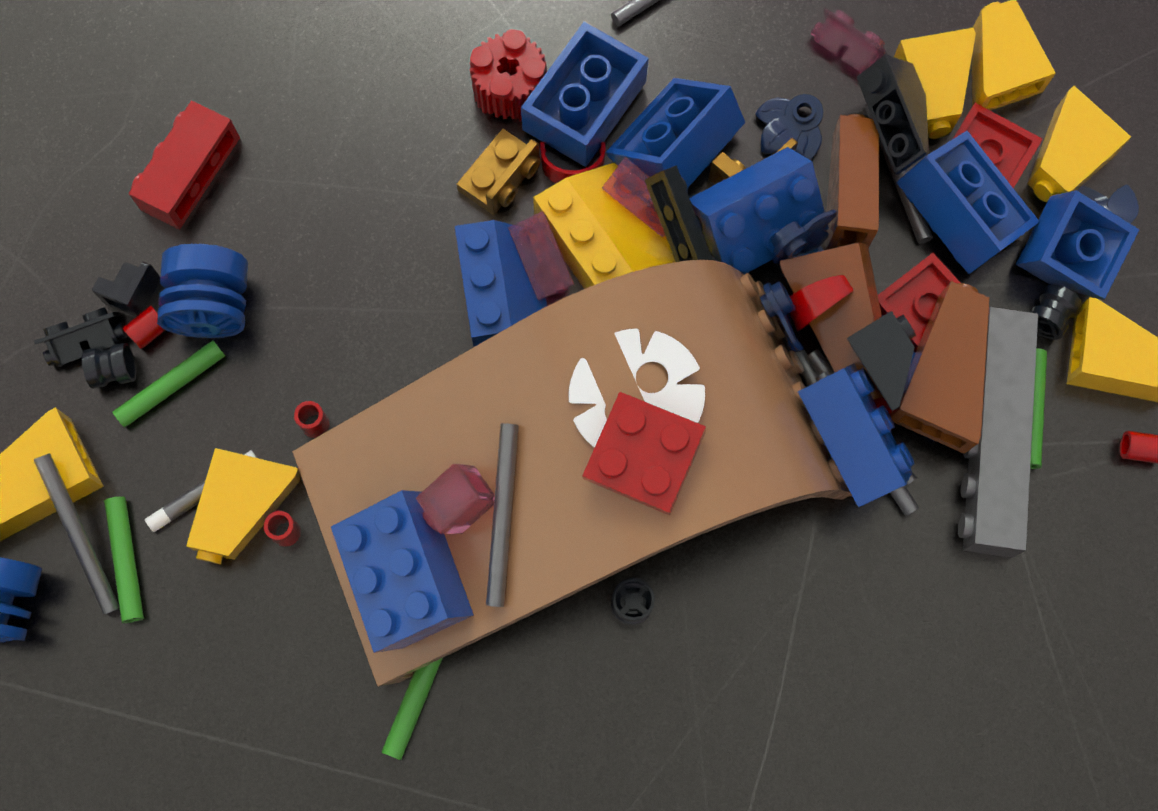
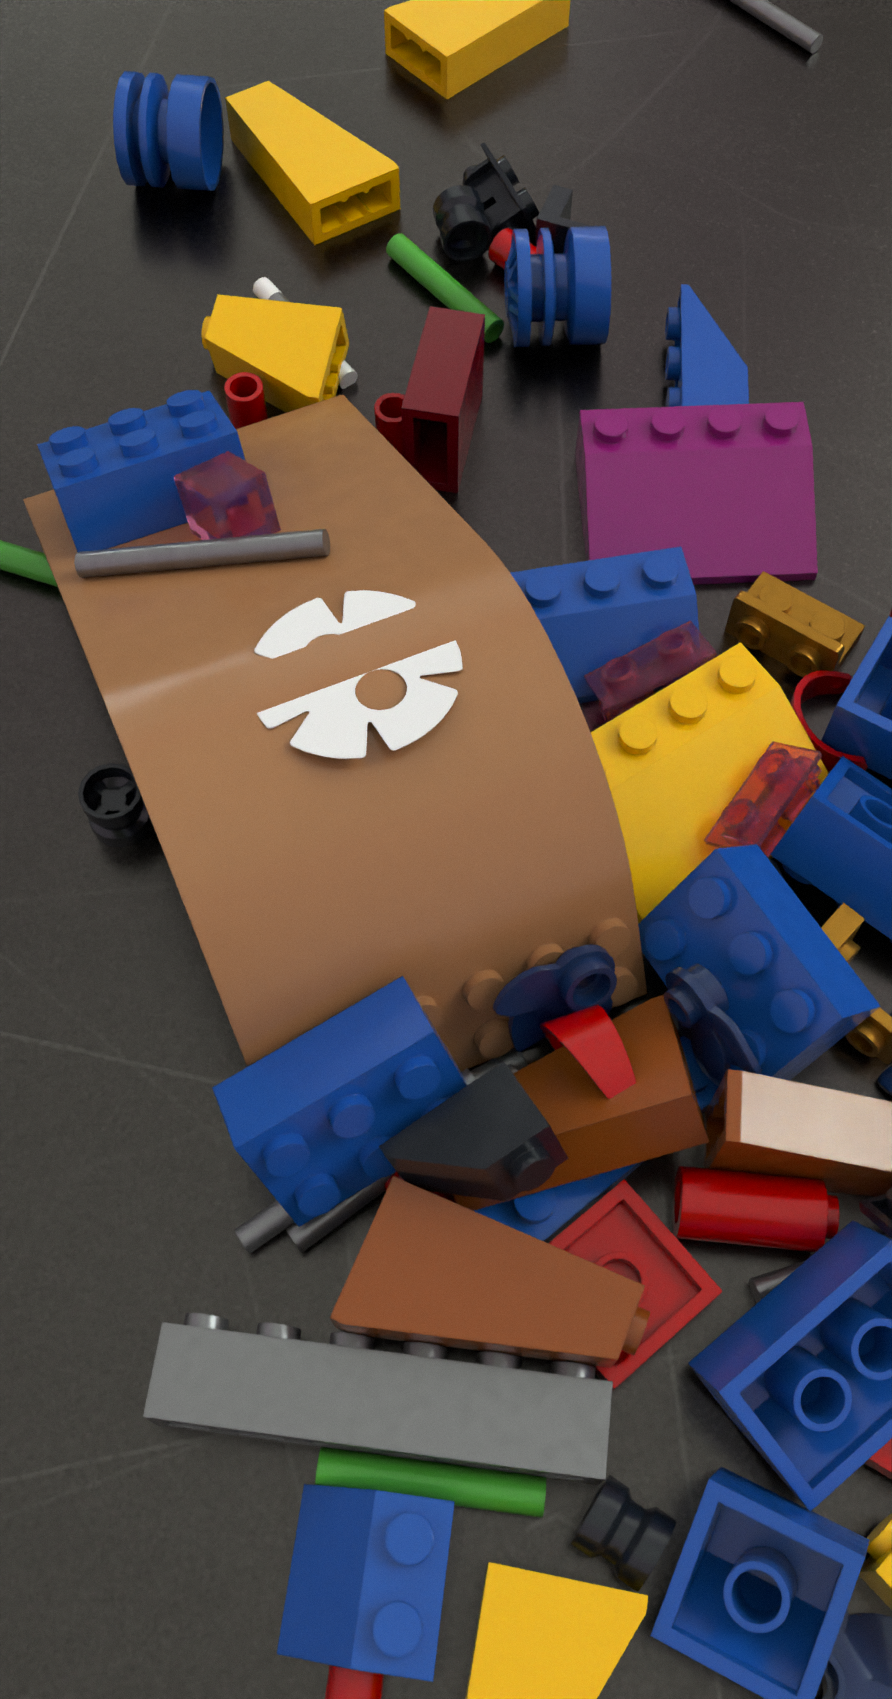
camera: 90 degrees right, 10 degrees down
(76, 533) = (243, 204): flat silver bar -> none
(123, 560) = (219, 264): bright green piece -> none
(184, 164) = (747, 270): red brick -> none
(289, 201) = (702, 358): none -> blue slope
(305, 373) = (444, 396): none -> dark red brick
(392, 220) = (705, 478): none -> magenta slope
(644, 453) = (252, 675): red plate -> none
(677, 216) = (759, 808): black plate -> none
(888, 245) = (753, 1209): none -> red brick
(1089, 436) = (367, 1581): none -> blue slope

